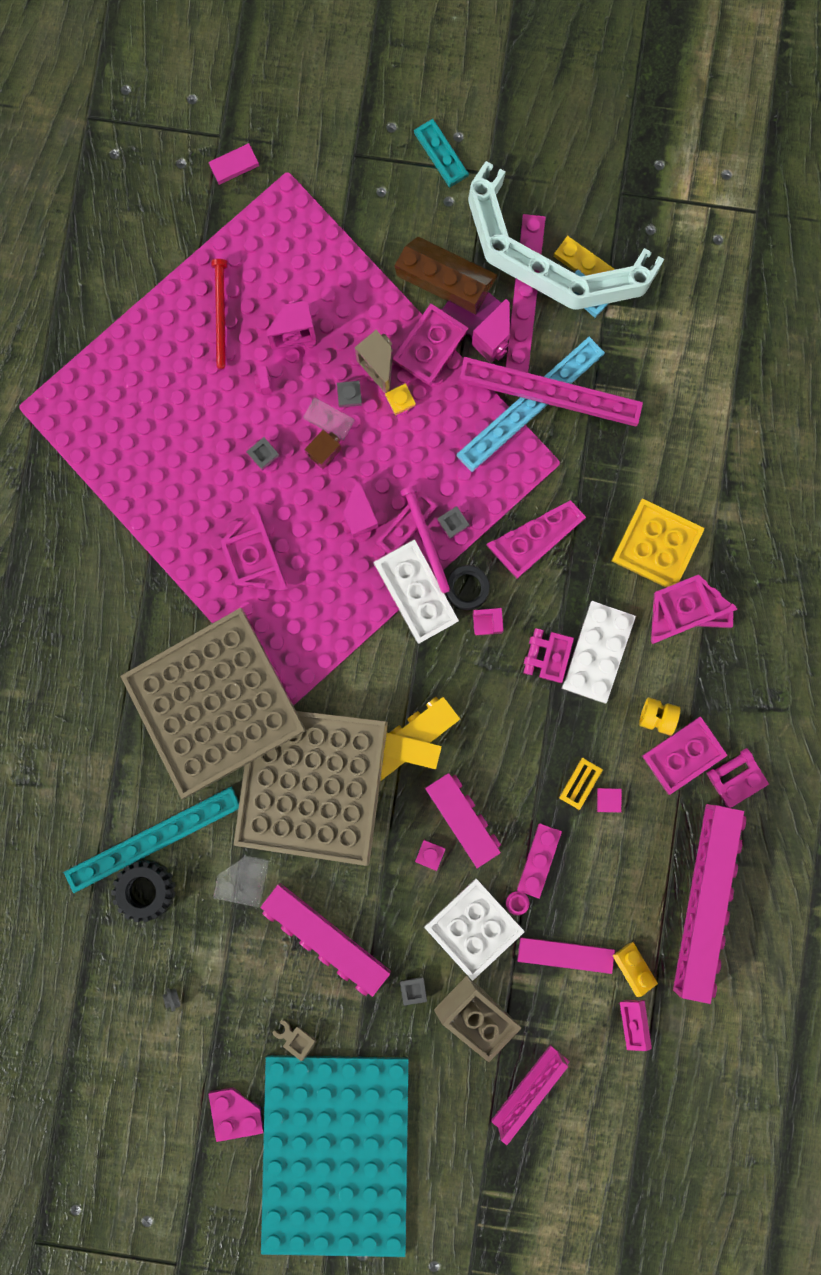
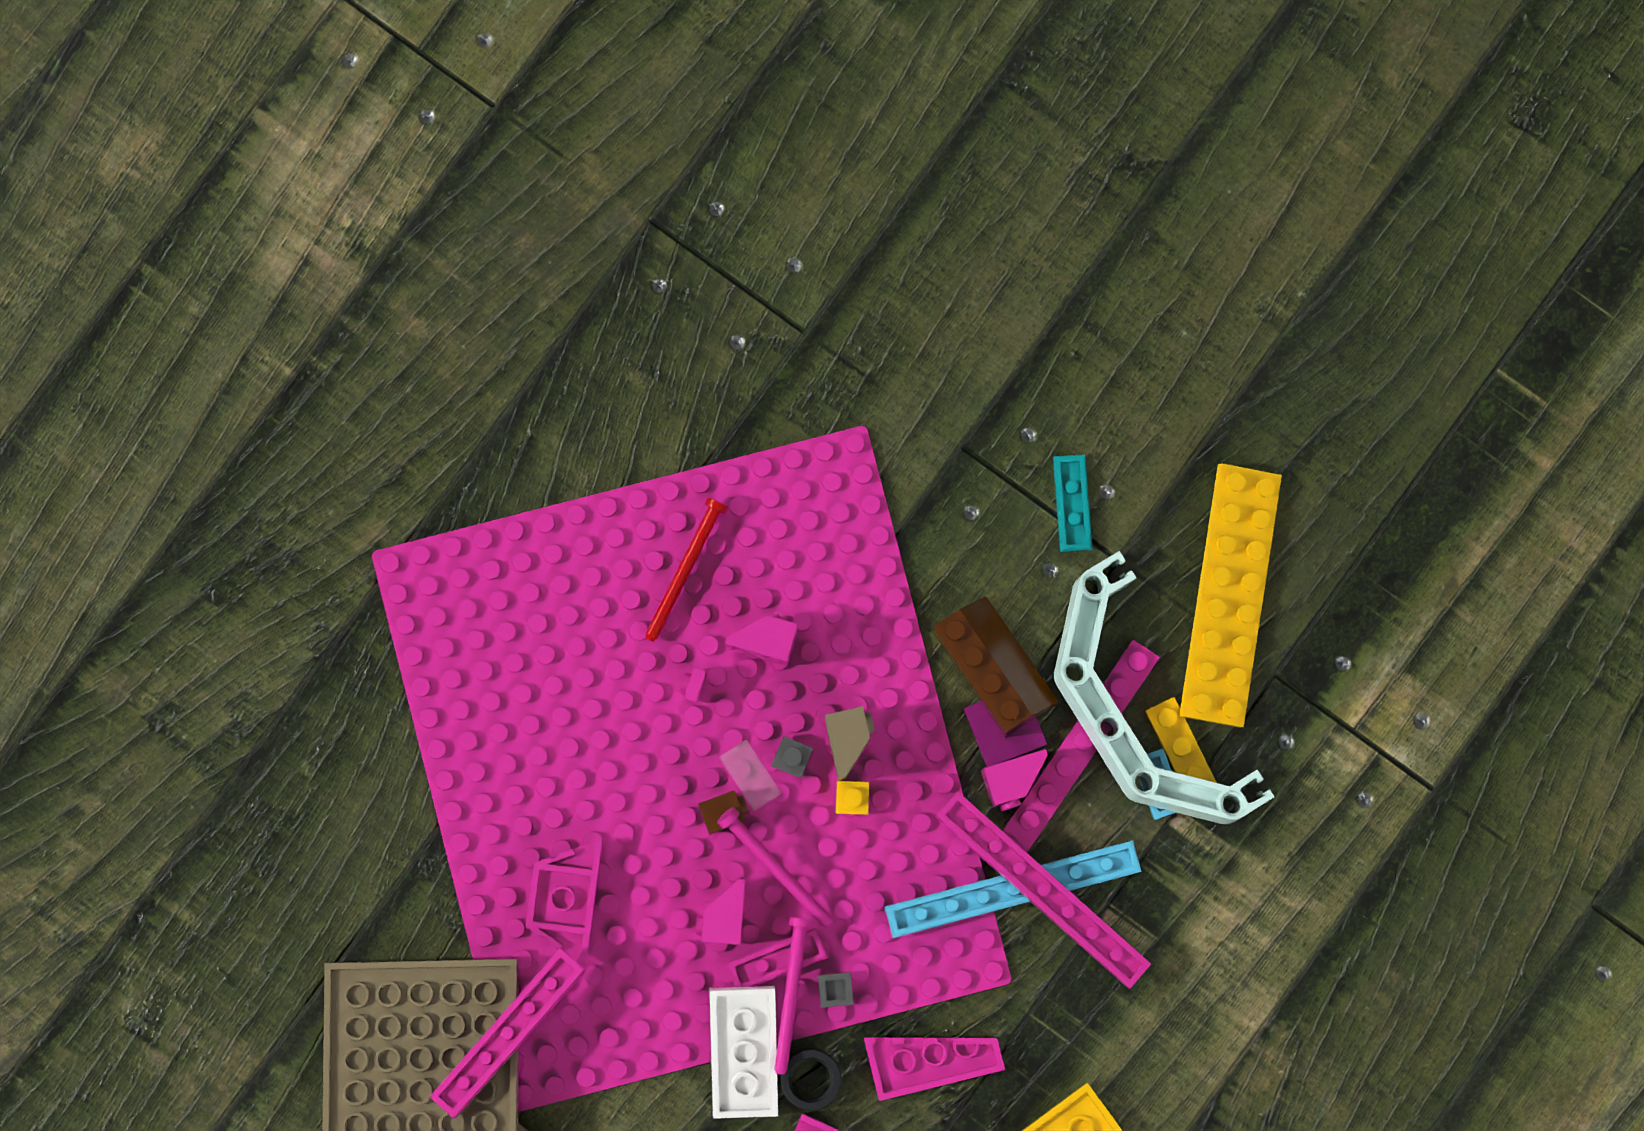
camera: 20 degrees right, 0 degrees up
(233, 164) = (802, 380): dark pink tile -> none
(258, 655) = (507, 1033): none -> dark pink plate
(263, 453) = (645, 777): dark grey plate -> none
(329, 447) = (730, 820): none -> dark pink bar
(430, 344) = (925, 749): dark pink plate -> none
(569, 156) = (1230, 595): none -> yellow plate

